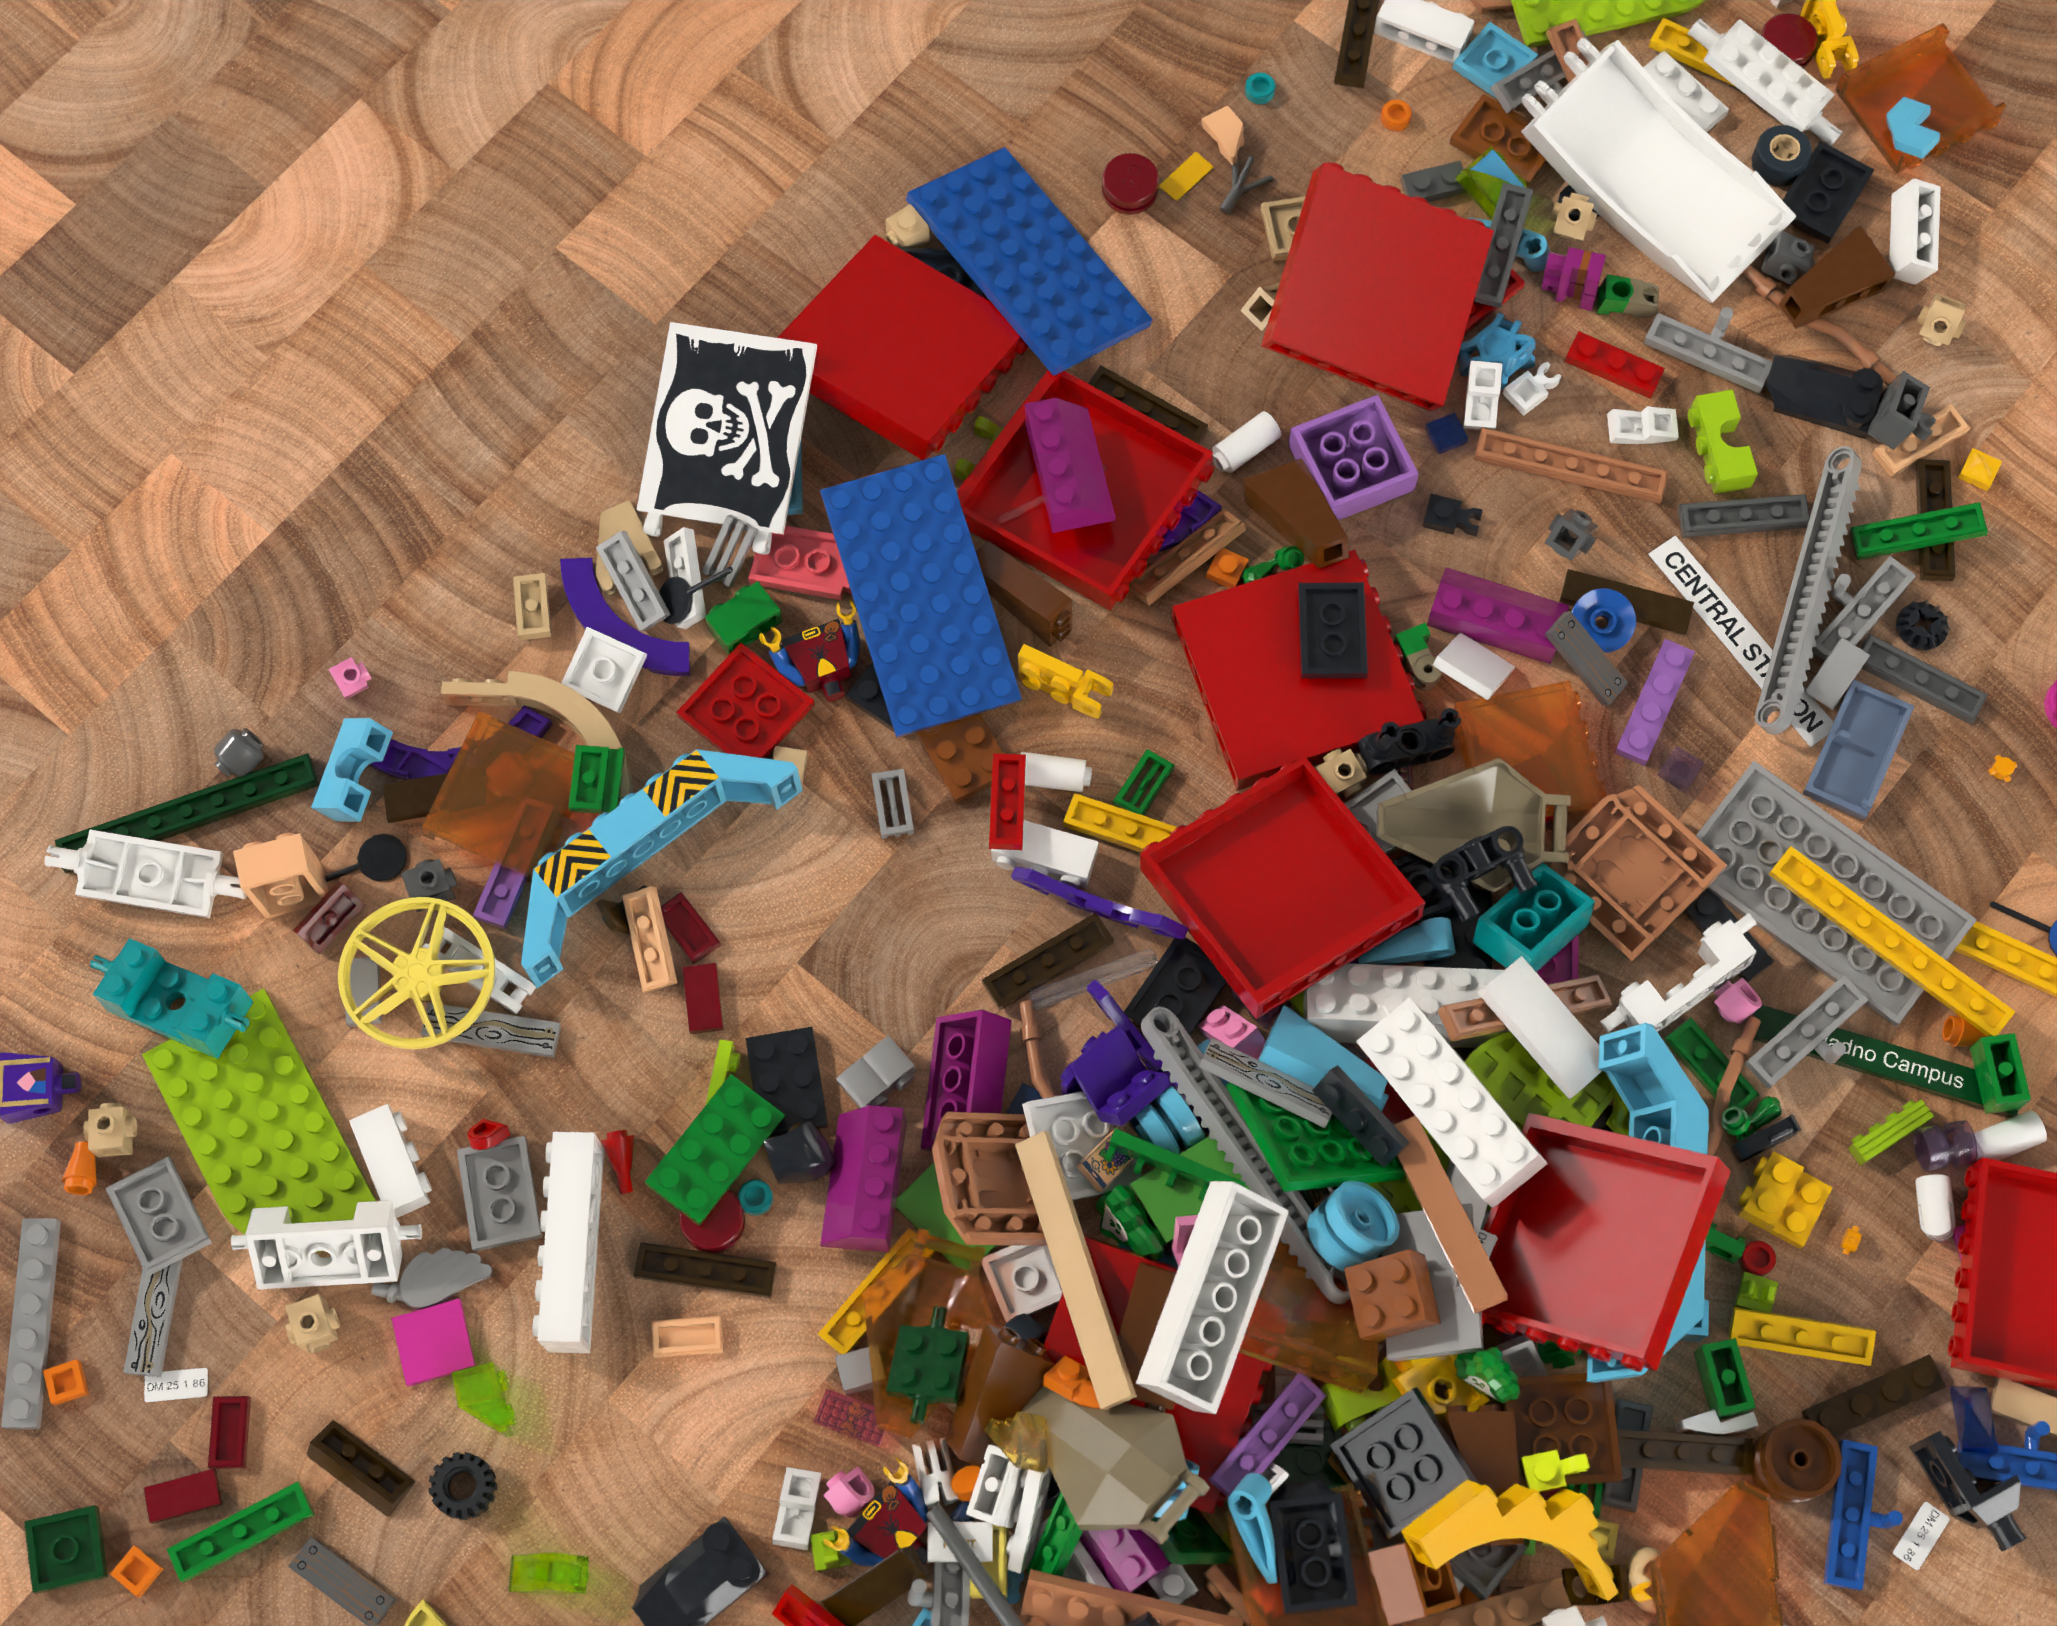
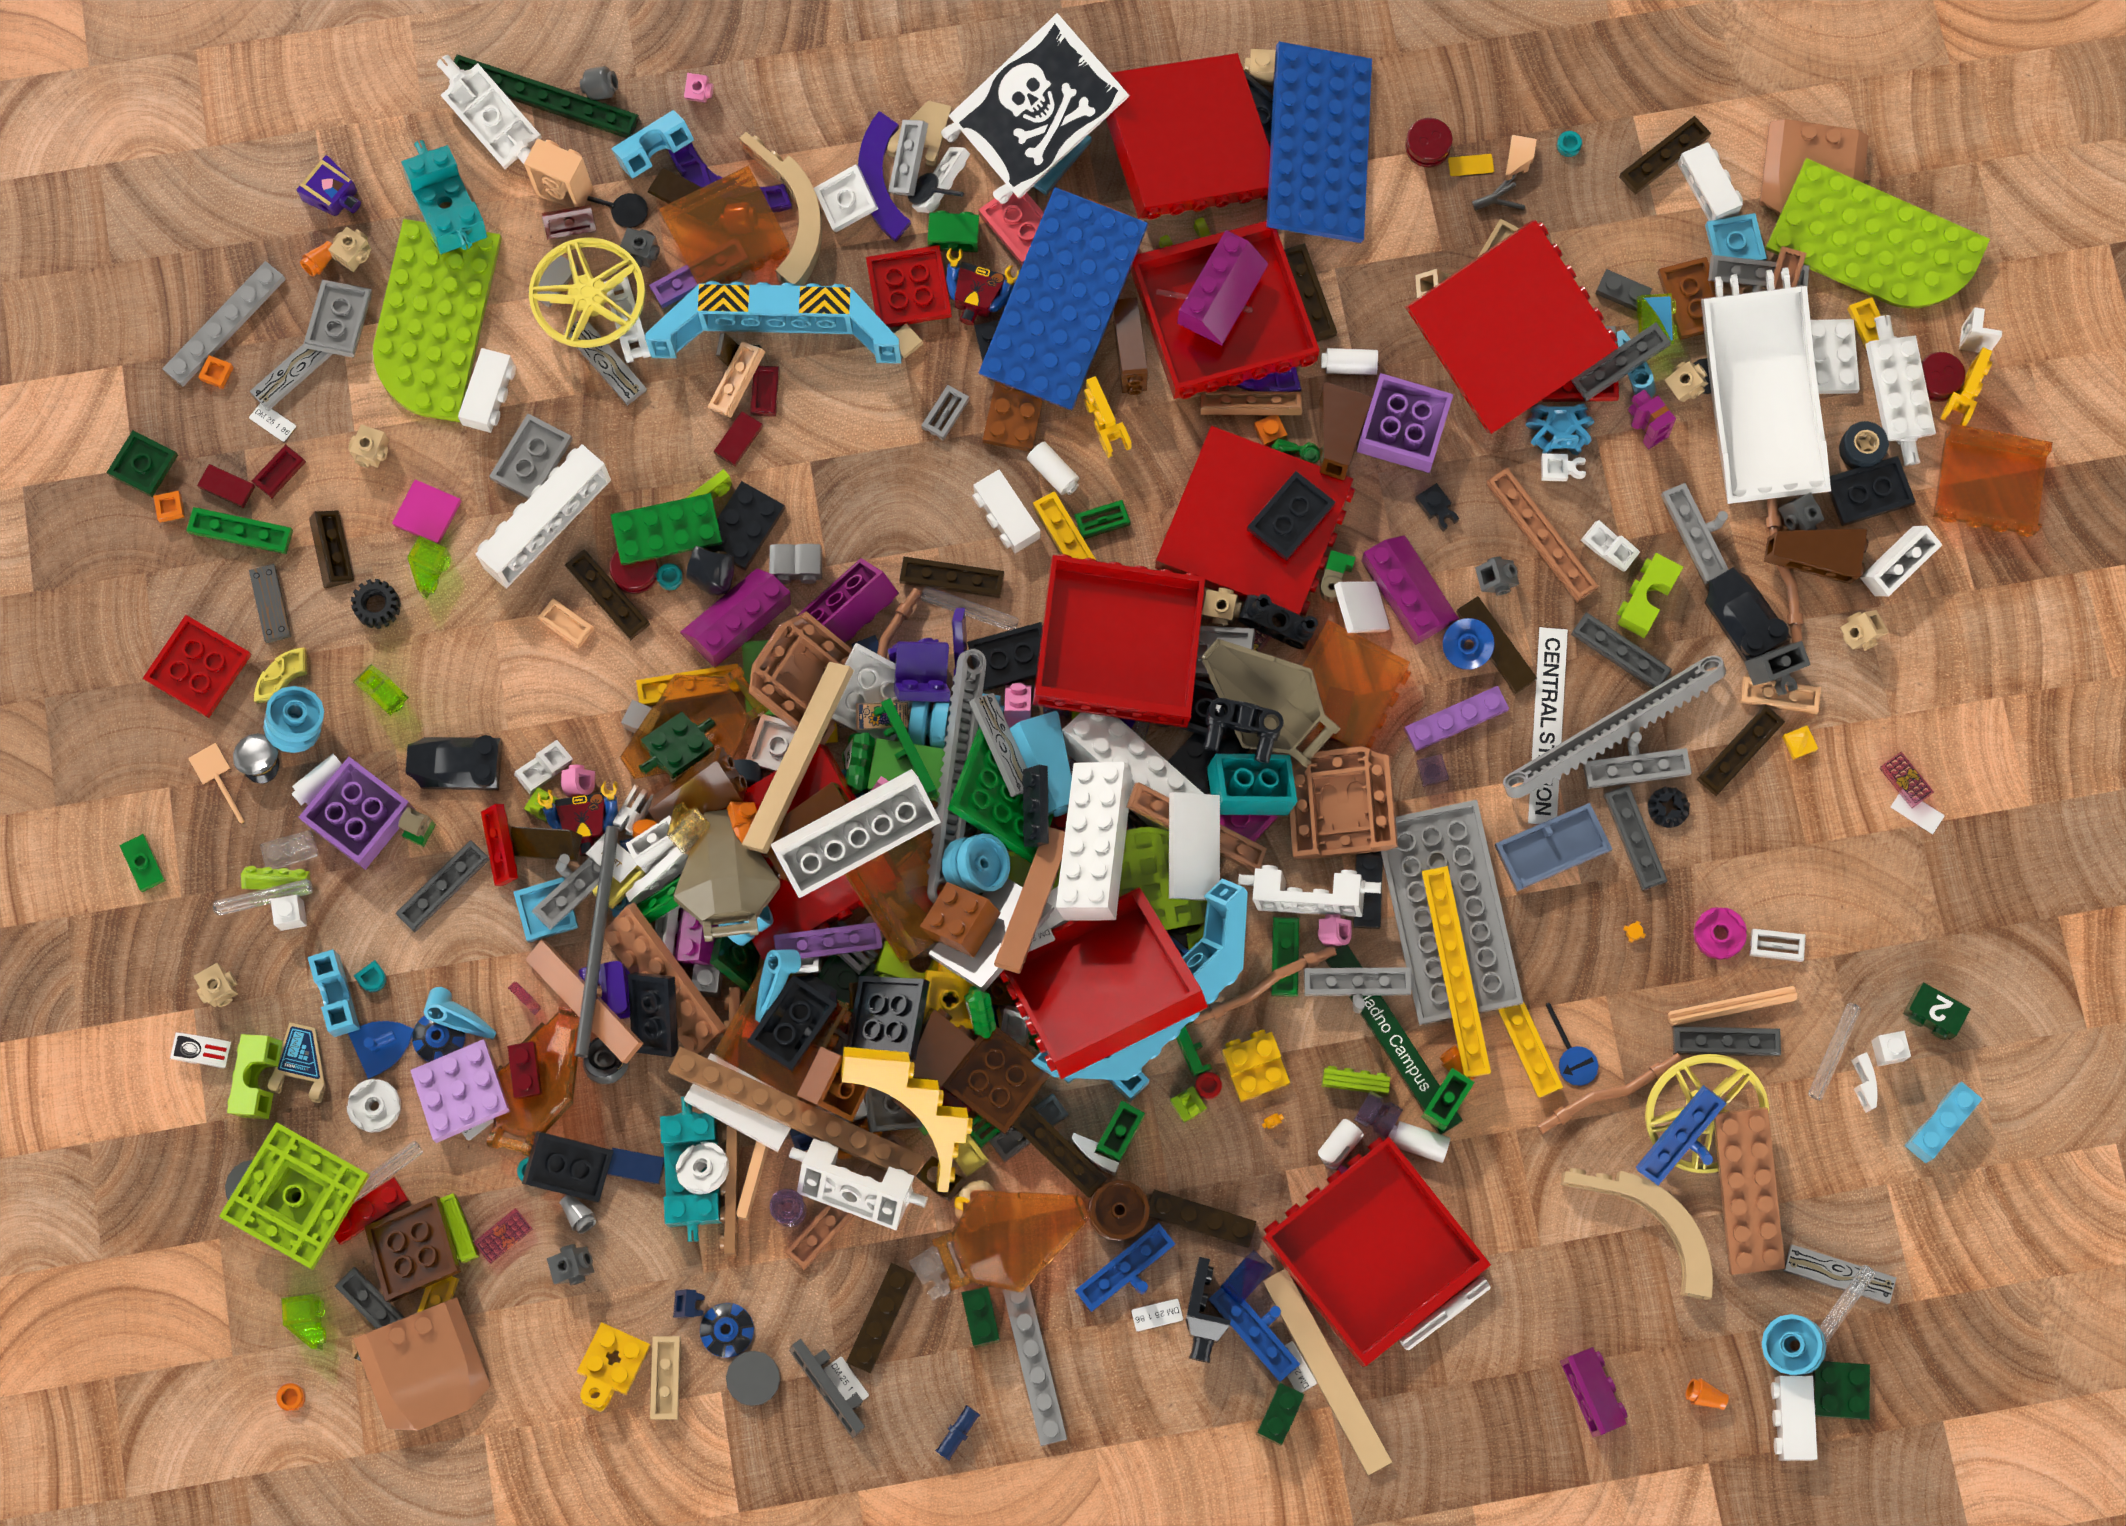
camera: 40 degrees right, 5 degrees up
(359, 1248) = (426, 426): white brick -> none
(434, 1278) = (456, 476): light grey animal -> none
(487, 1134) = (551, 418): red tile -> none
(532, 606) = (838, 127): tan plate -> none
(596, 779) = (782, 259): green plate -> none
(620, 1154) = (616, 488): red cone -> none
(730, 521) = (966, 182): light grey tile -> none
(849, 1418) = (613, 740): clear pink tile -> none
(1007, 801) = (1005, 463): red plate -> none
(1104, 908) = (1007, 566): dark purple tile -> none
(1396, 115) = (1640, 228): orange tile -> none
(1419, 943) = (1174, 742): medium azure piece -> none
(1446, 433) = (1482, 453): clear blue tile -> none
(1482, 395) = (1524, 447): white slope -> none
(1547, 1471) = (965, 1091): neon yellow plate -> none
(1586, 658) = (1433, 657): dark grey tile -> none
(1614, 364) = (1629, 494): red plate -> none
(1627, 297) = (1677, 458): leg -> none
(1737, 1121) = (1267, 998): green piece -> none
(1766, 1139) = (1276, 1023): black piece -> none
(1802, 1336) = (1190, 1148): yellow plate -> none
(1837, 673) = (1582, 790): light grey tile -> none
(1905, 128) = (1957, 493): medium azure tile -> none
(1918, 531) = (1720, 747): green tile -> none

